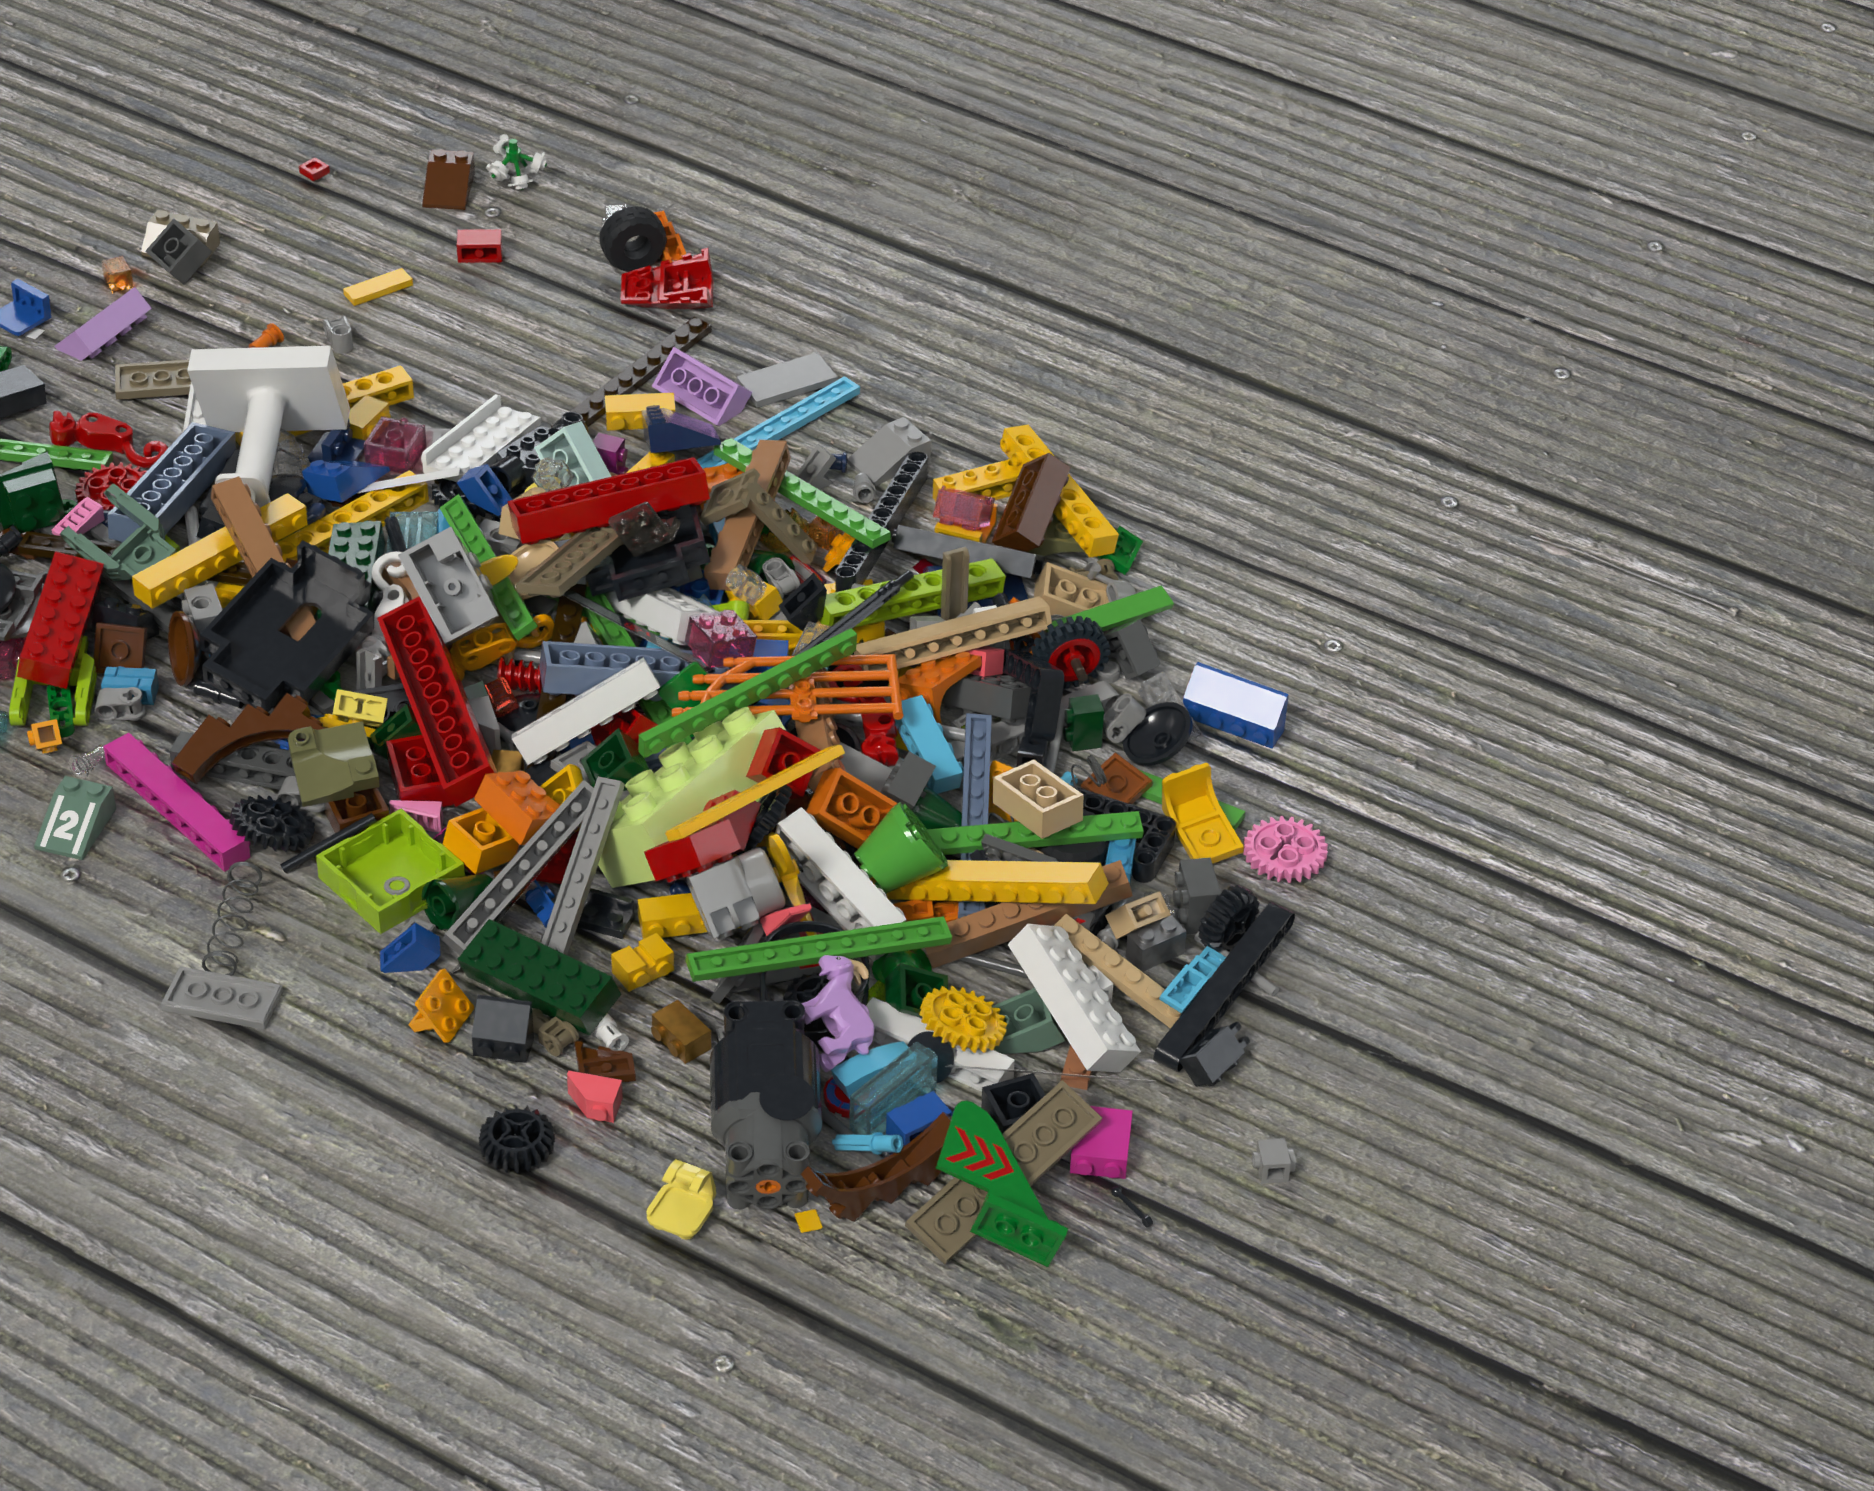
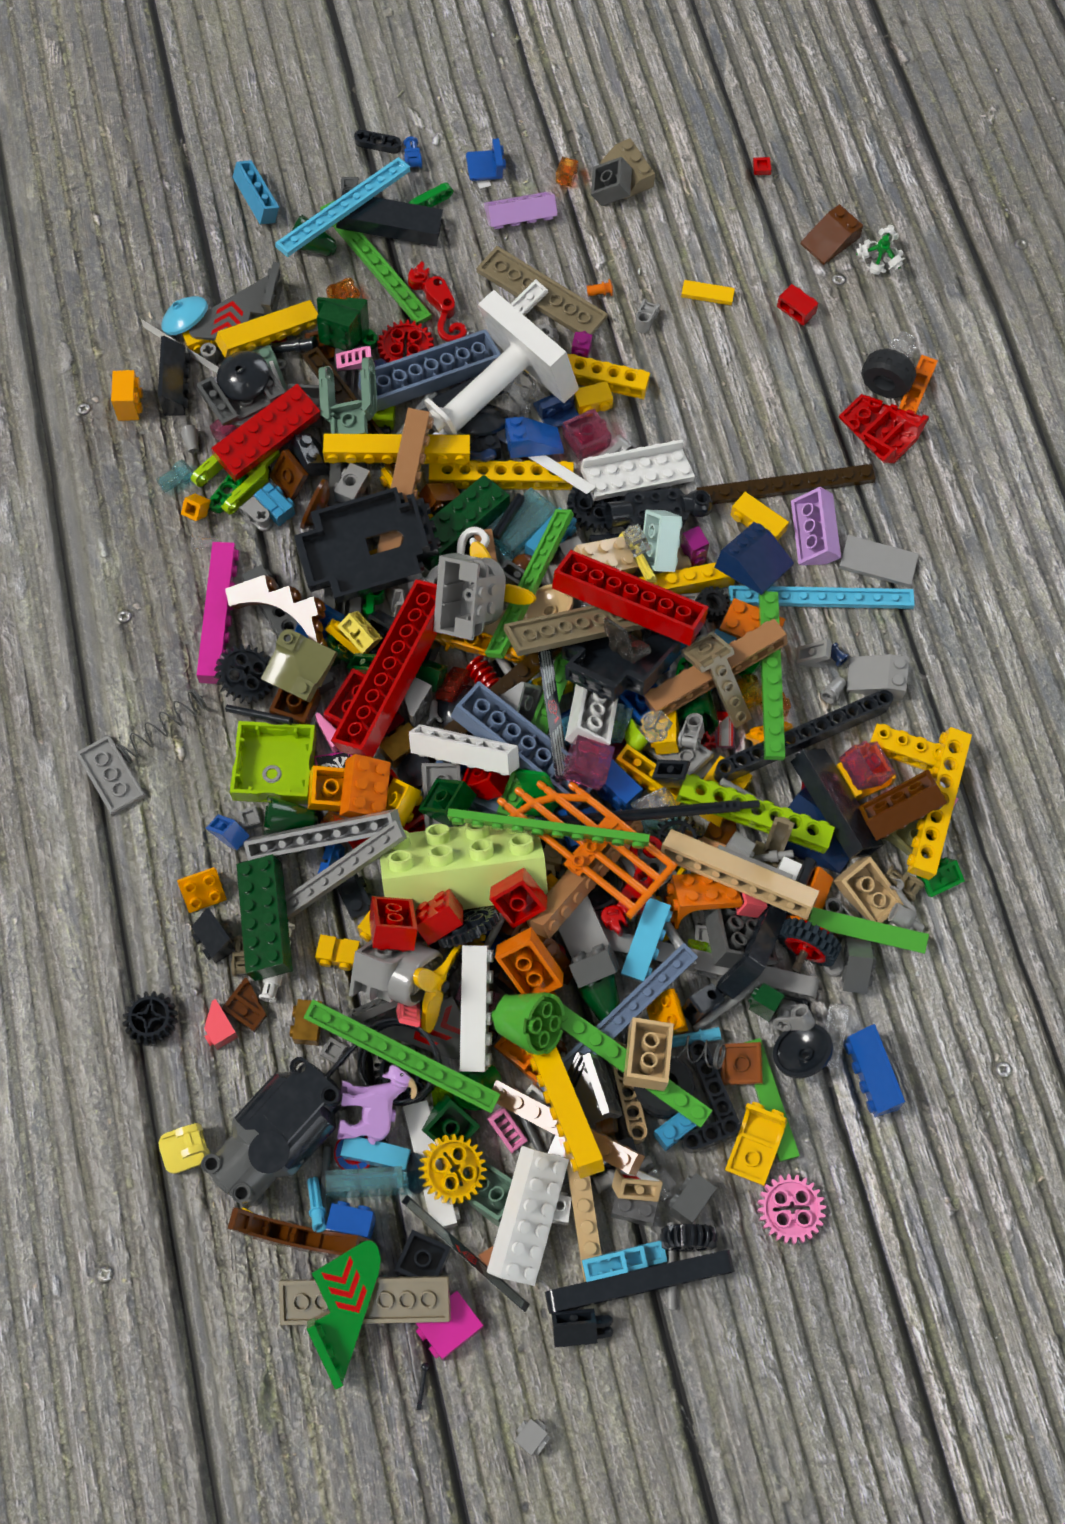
camera: 45 degrees right, 25 degrees up
(75, 817) = (156, 580): sand green slope -> none
(484, 489) = (594, 516): blue slope -> none
(754, 792) = (457, 919): yellow tile -> none
(956, 967) = (502, 1111): none -> bright pink slope

